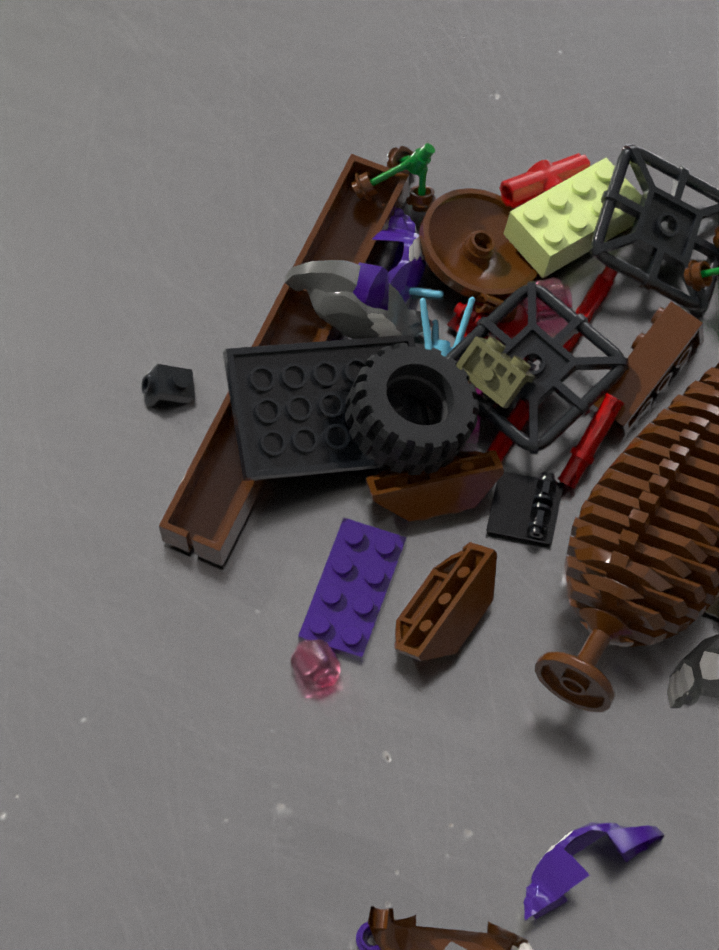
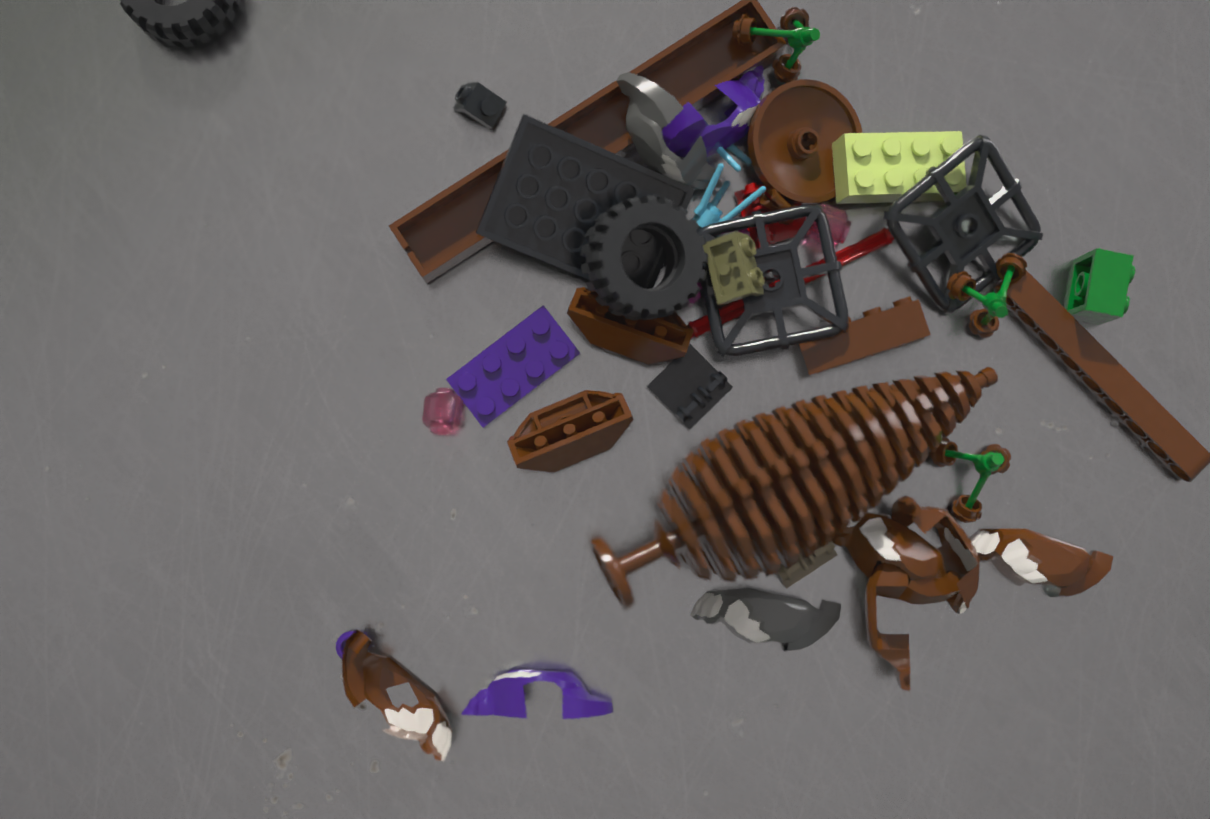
camera: 25 degrees right, 20 degrees up
(540, 179) = (898, 116): red piece -> none
(590, 441) = (765, 374): red pin -> none

